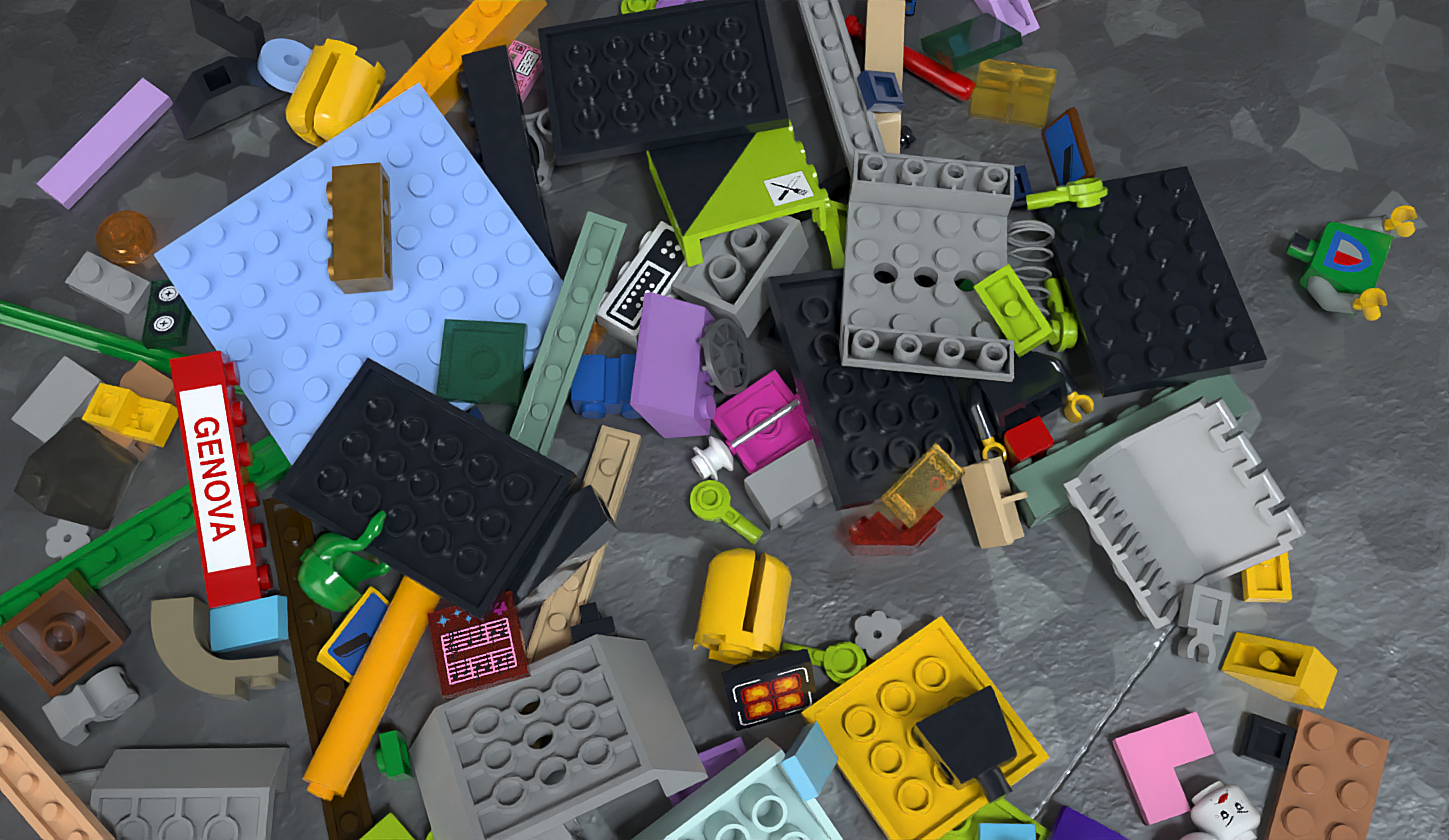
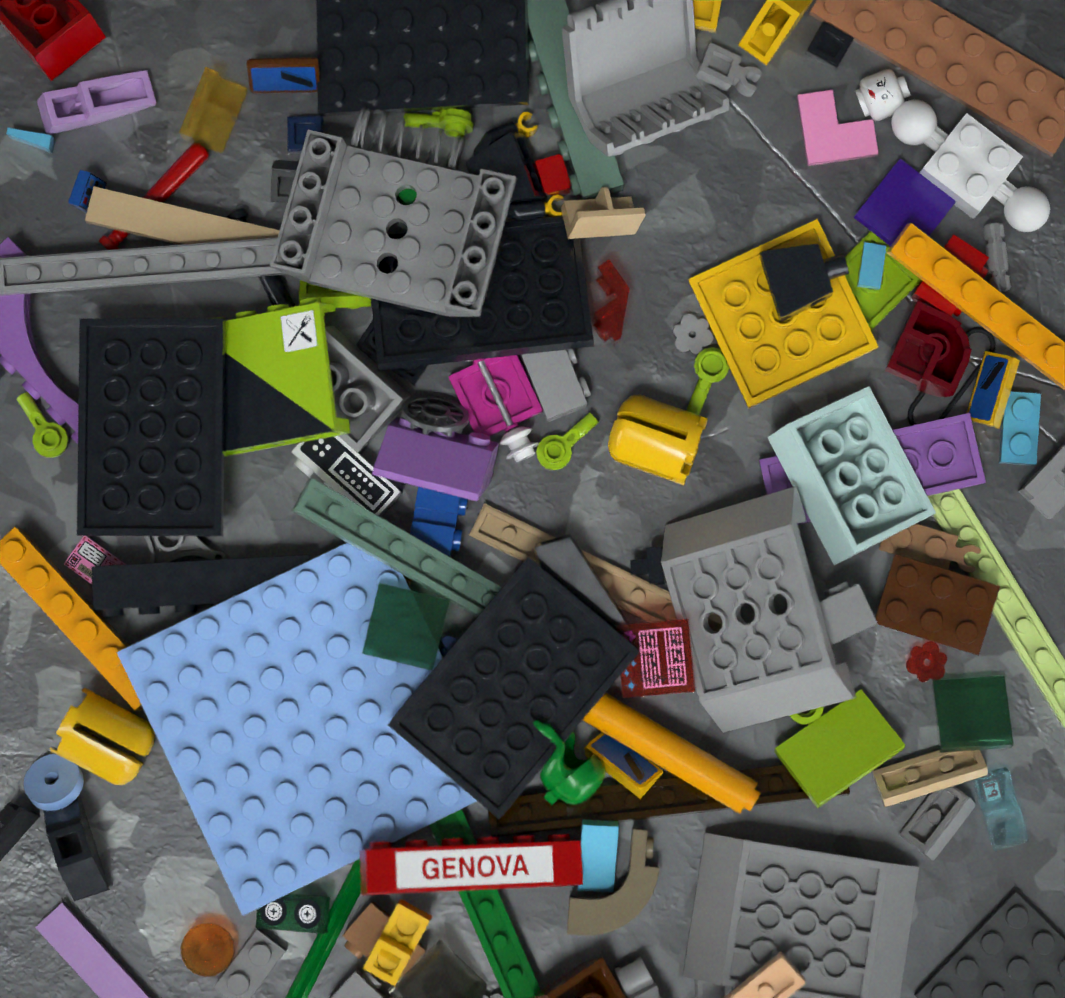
camera: 85 degrees left, 15 degrees up
(360, 228) = (264, 718): pearl gold brick -> none
(394, 756) = (728, 744): green plate -> none
(770, 688) = (728, 428): tile -> none
(810, 761) = (795, 405): medium azure tile -> none
(880, 91) = (202, 230): dark blue tile -> none
(922, 485) = (582, 271): clear yellow tile -> none
(971, 42) = (156, 137): clear green tile -> none
(1015, 310) = (449, 159): lime panel -> none
(1083, 192) = (334, 74): lime plate -> none

